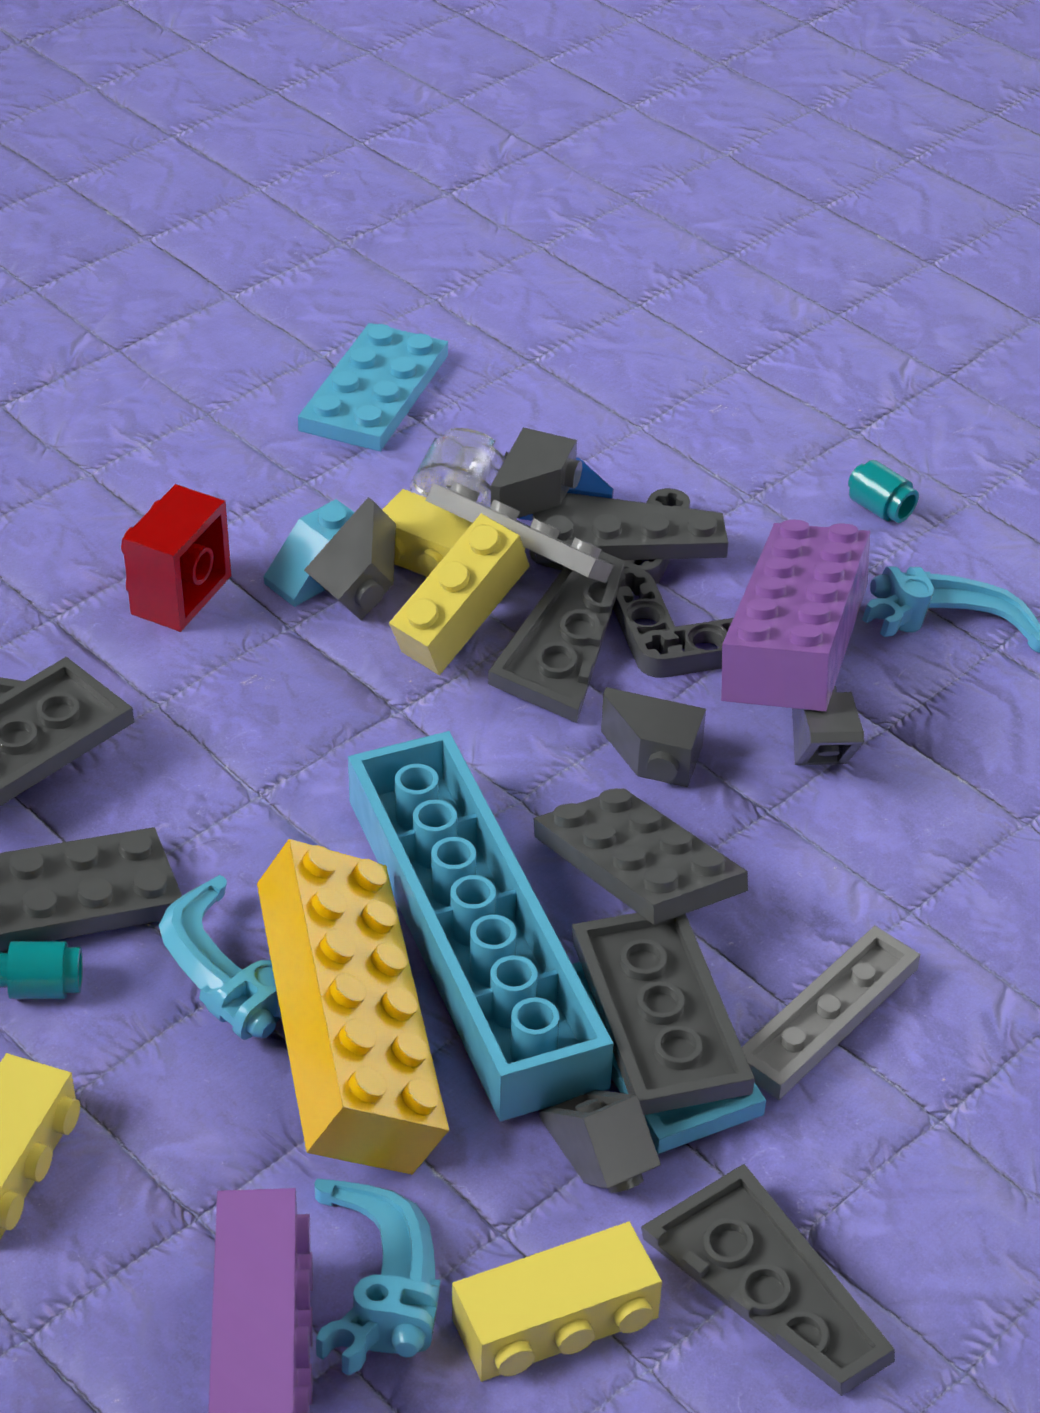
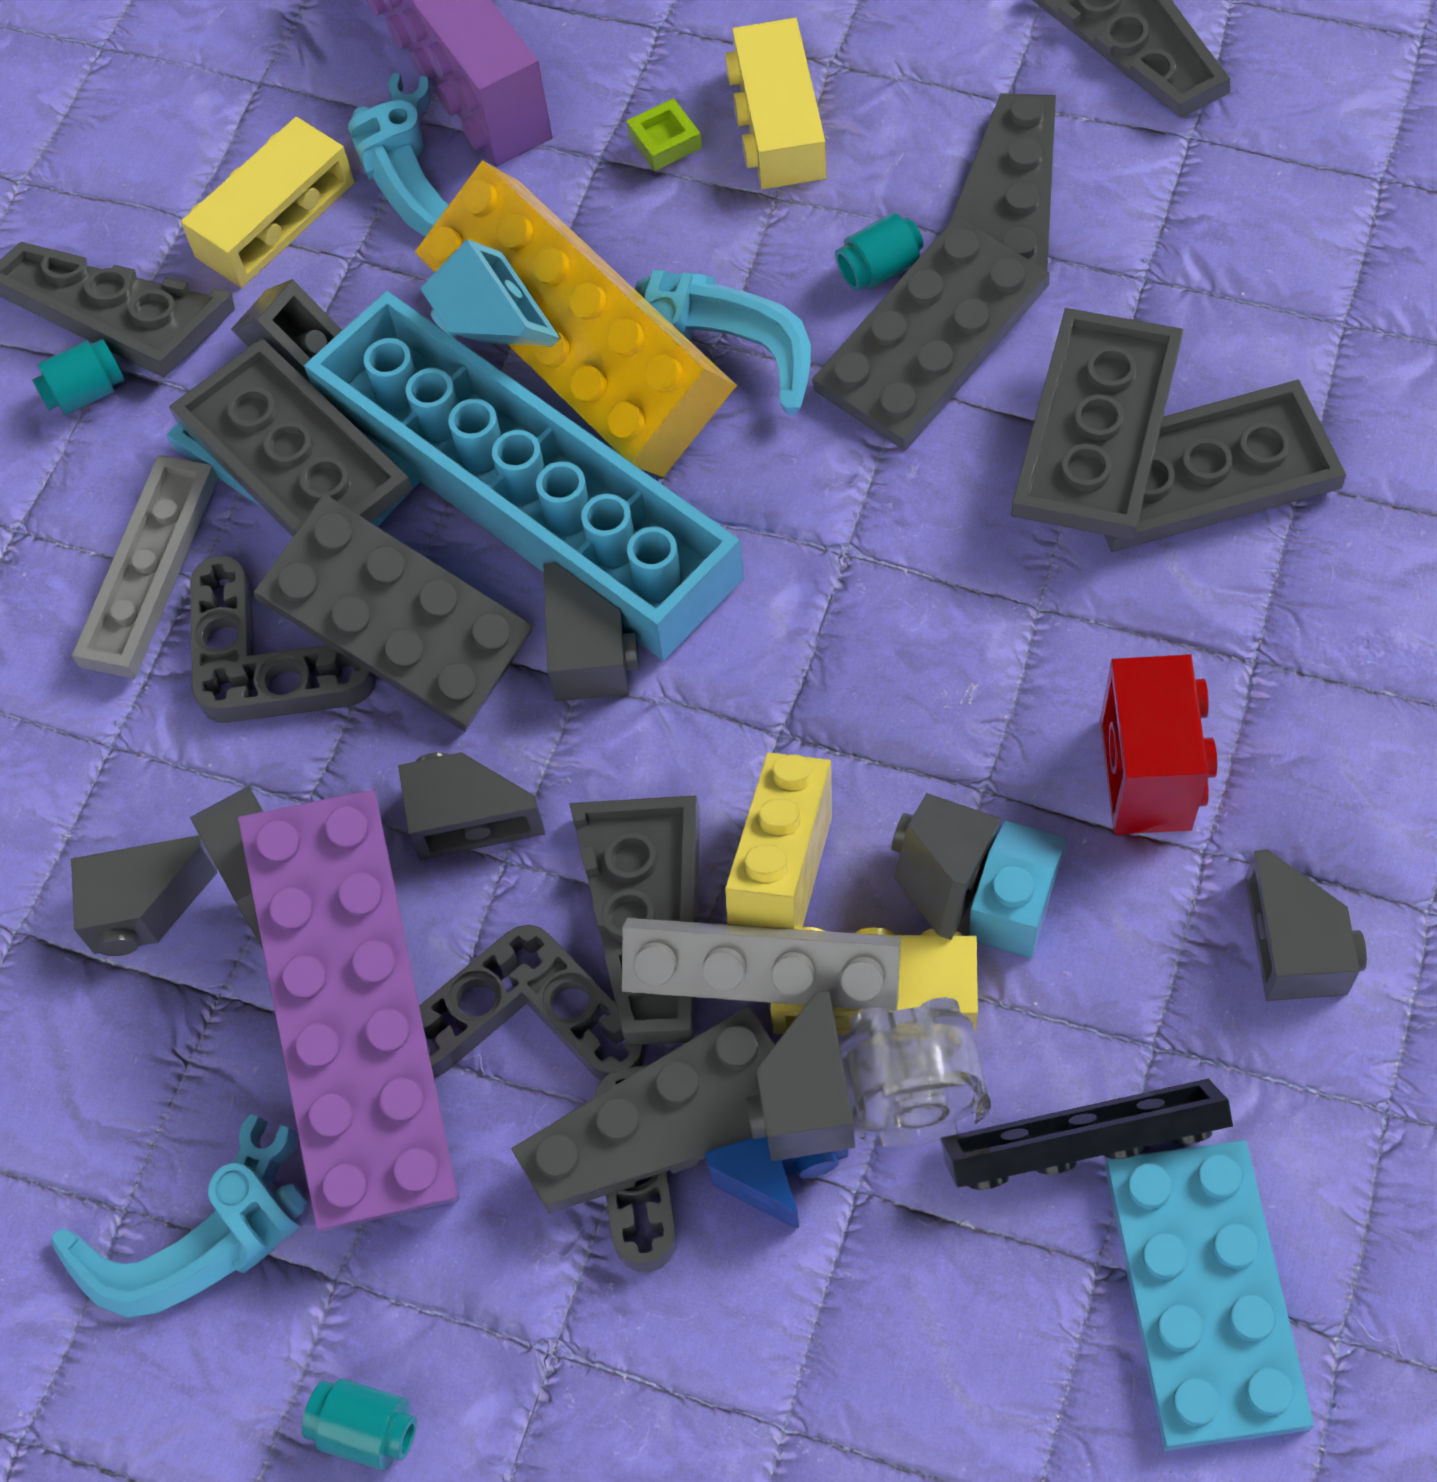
camera: 160 degrees right, 20 degrees up
(126, 1181) = (664, 134): none -> lime plate
(183, 460) = (1300, 933): none -> dark grey slope
(360, 440) = (1107, 1128): none -> black plate
(424, 986) = (485, 300): none -> medium azure slope
(511, 786) = (584, 640): none -> dark grey slope
(780, 912) = (239, 664): none -> dark grey beam
(831, 1205) = (77, 376): none -> teal brick
(919, 782) = (136, 892): none -> dark grey slope

